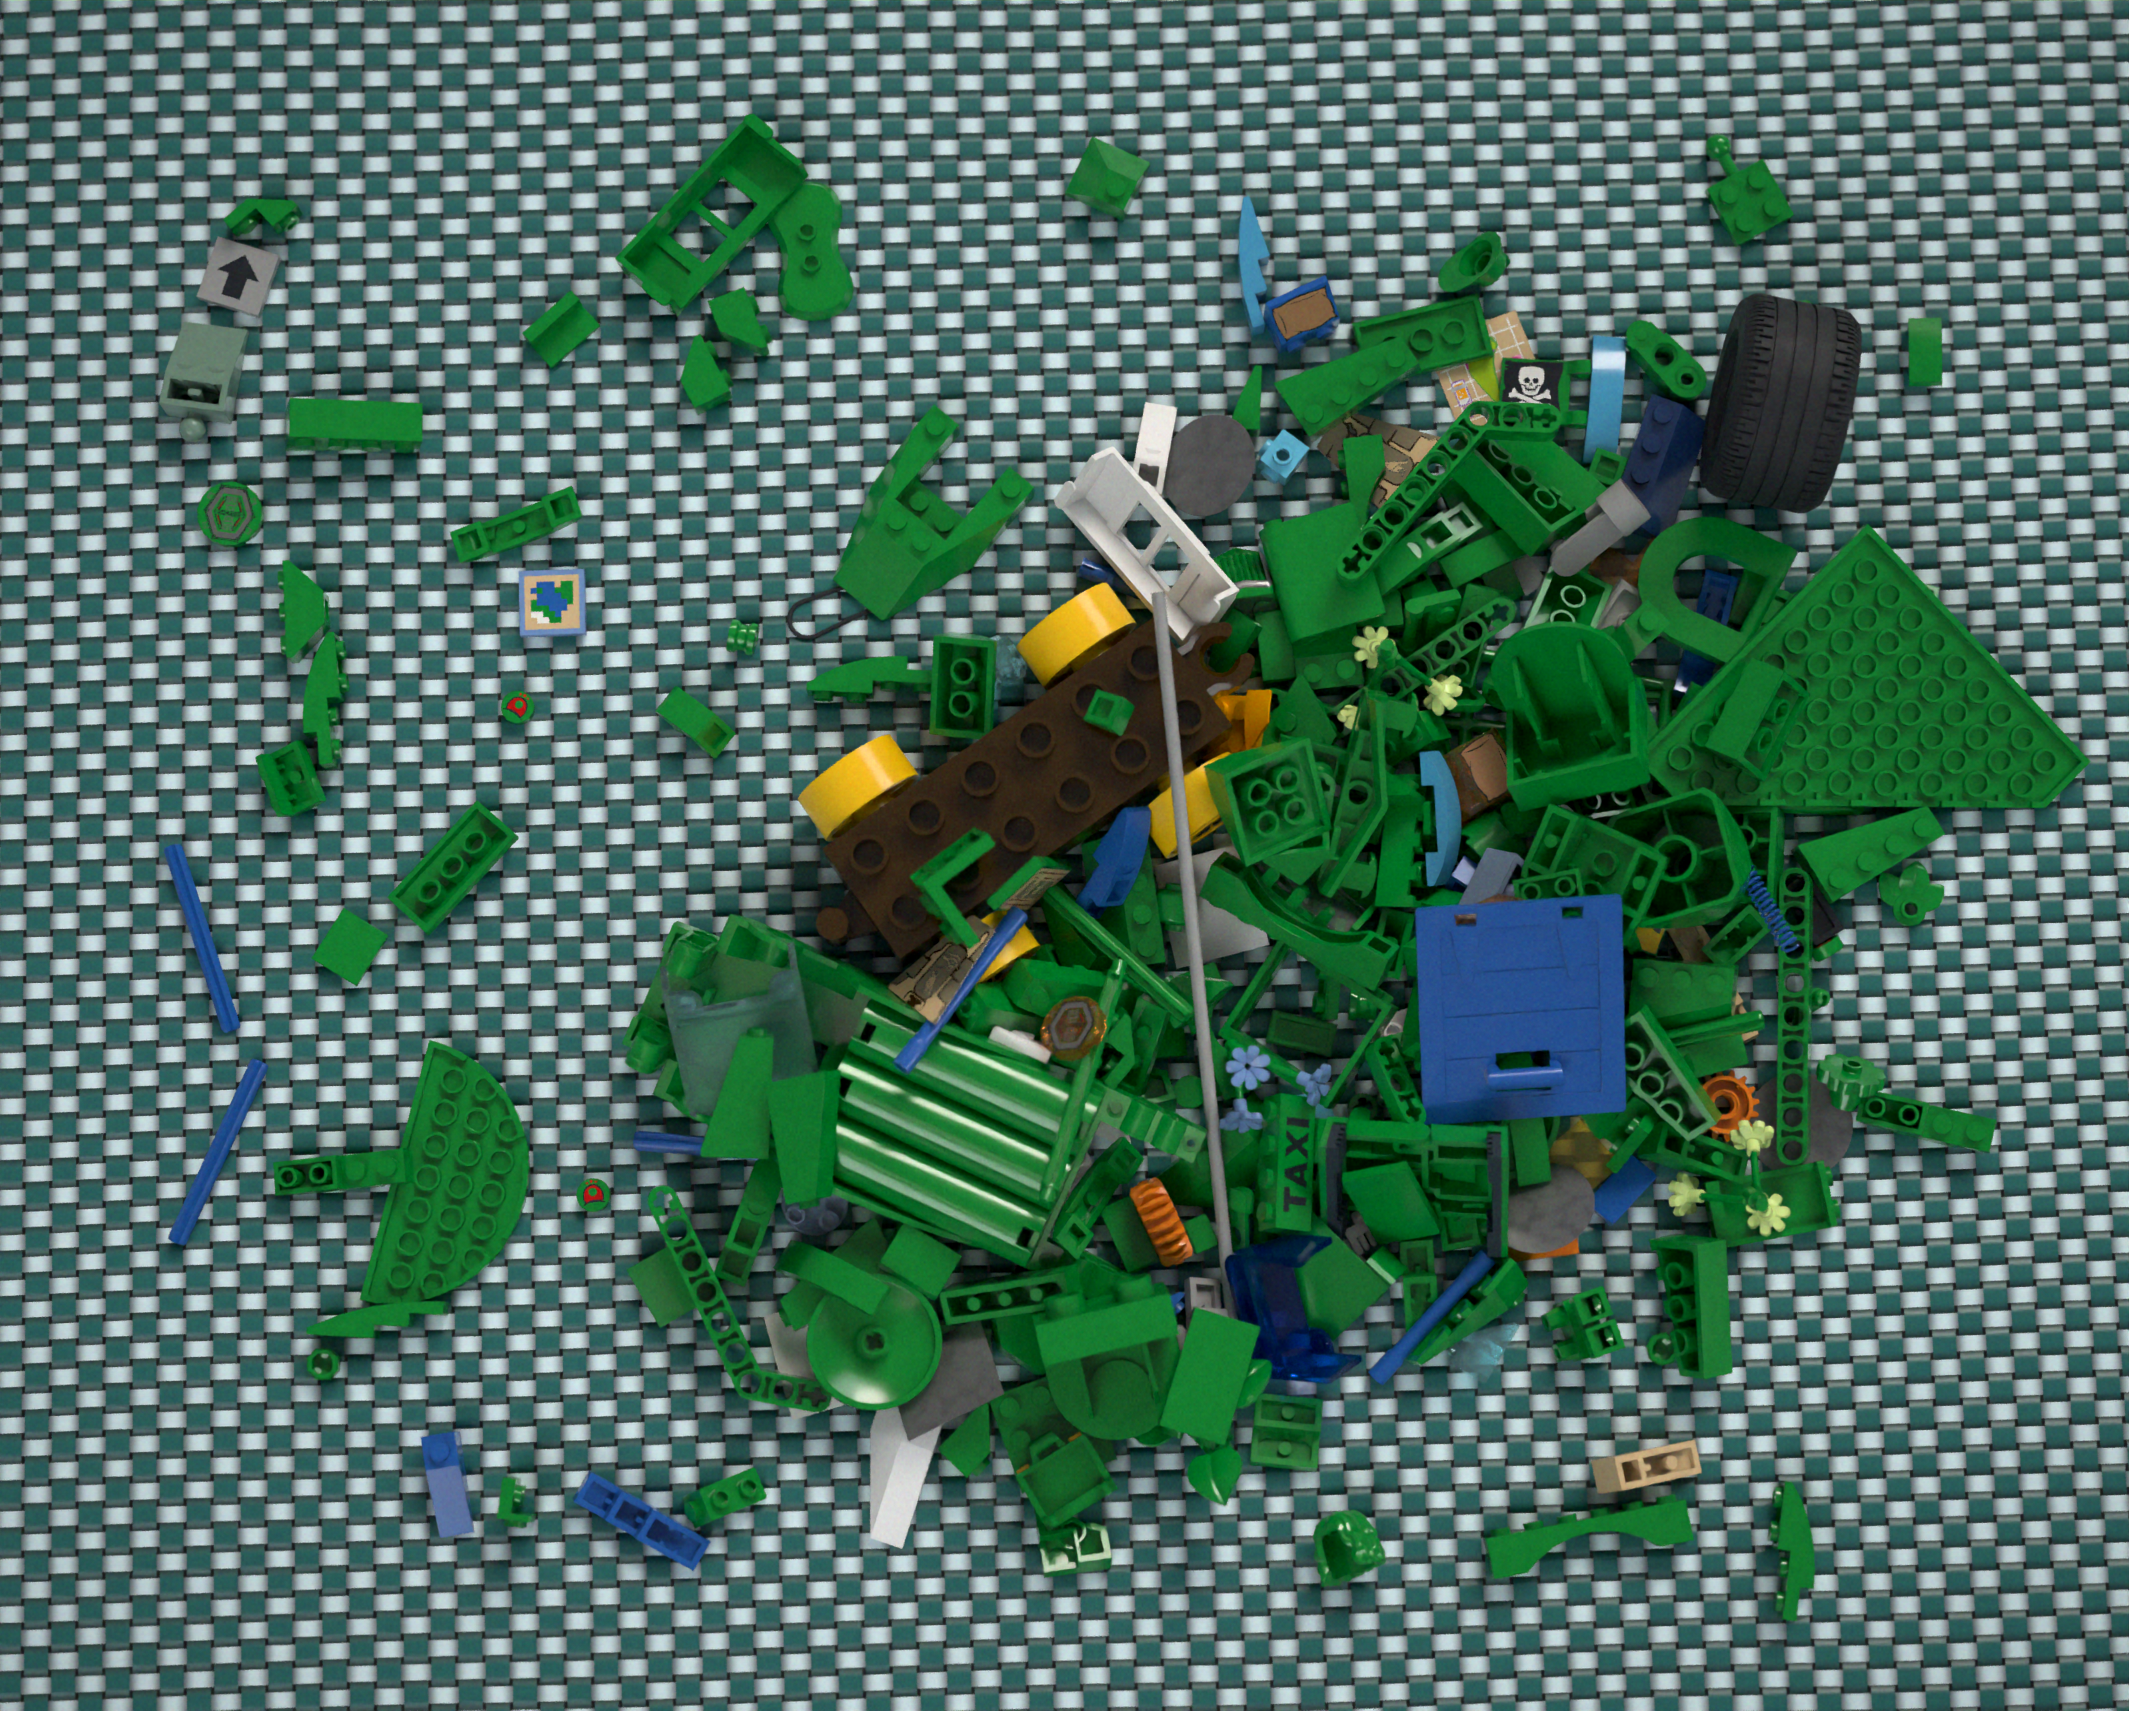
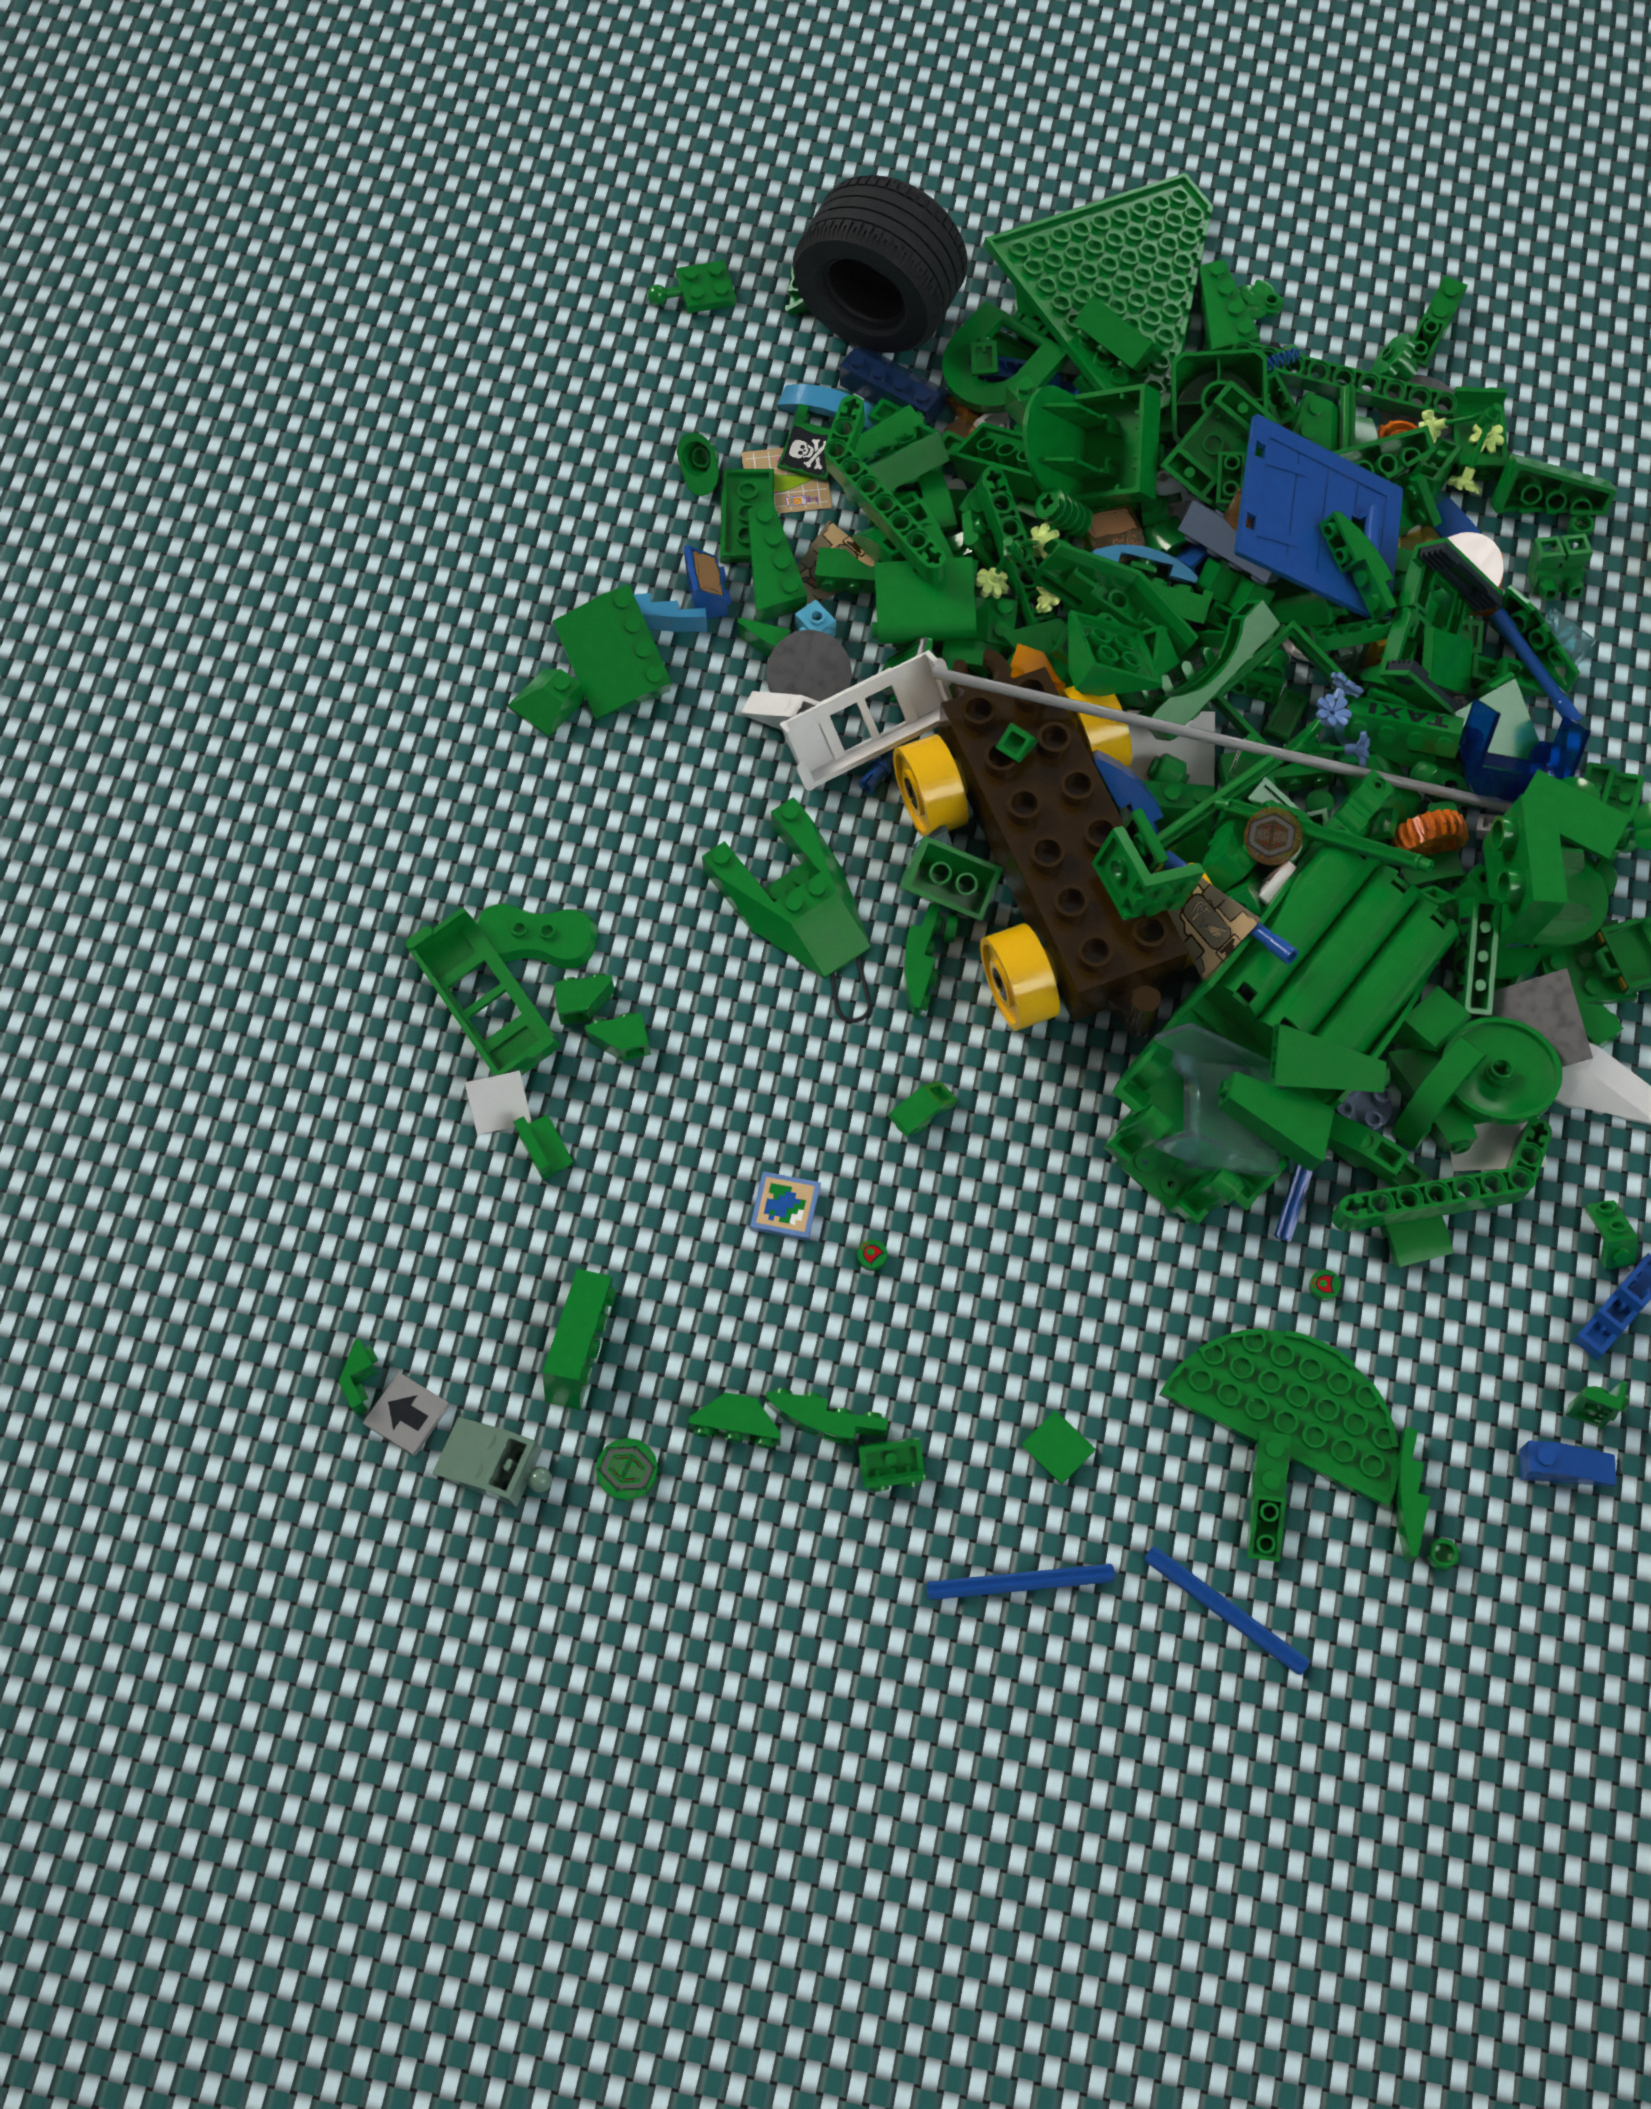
camera: 75 degrees left, 15 degrees down
(453, 867) = (1007, 1339): green slope -> none
(518, 527) = (709, 1216): green slope -> none
(594, 268) = (497, 1102): none -> white sticker
(742, 637) = (858, 1054): green wheel -> none
(918, 703) = (950, 928): none -> green tile
(1154, 1162) = (1381, 825): none -> green slope
(1177, 235) = (612, 653): none -> green slope
(1477, 707) = (1063, 512): none -> green piece
(1481, 1059) = (1359, 556): none -> green slope
(1611, 517) = (933, 402): light grey piece -> none
(1646, 341) = (814, 359): green piece -> none
(1701, 565) = (984, 357): none -> green bracket

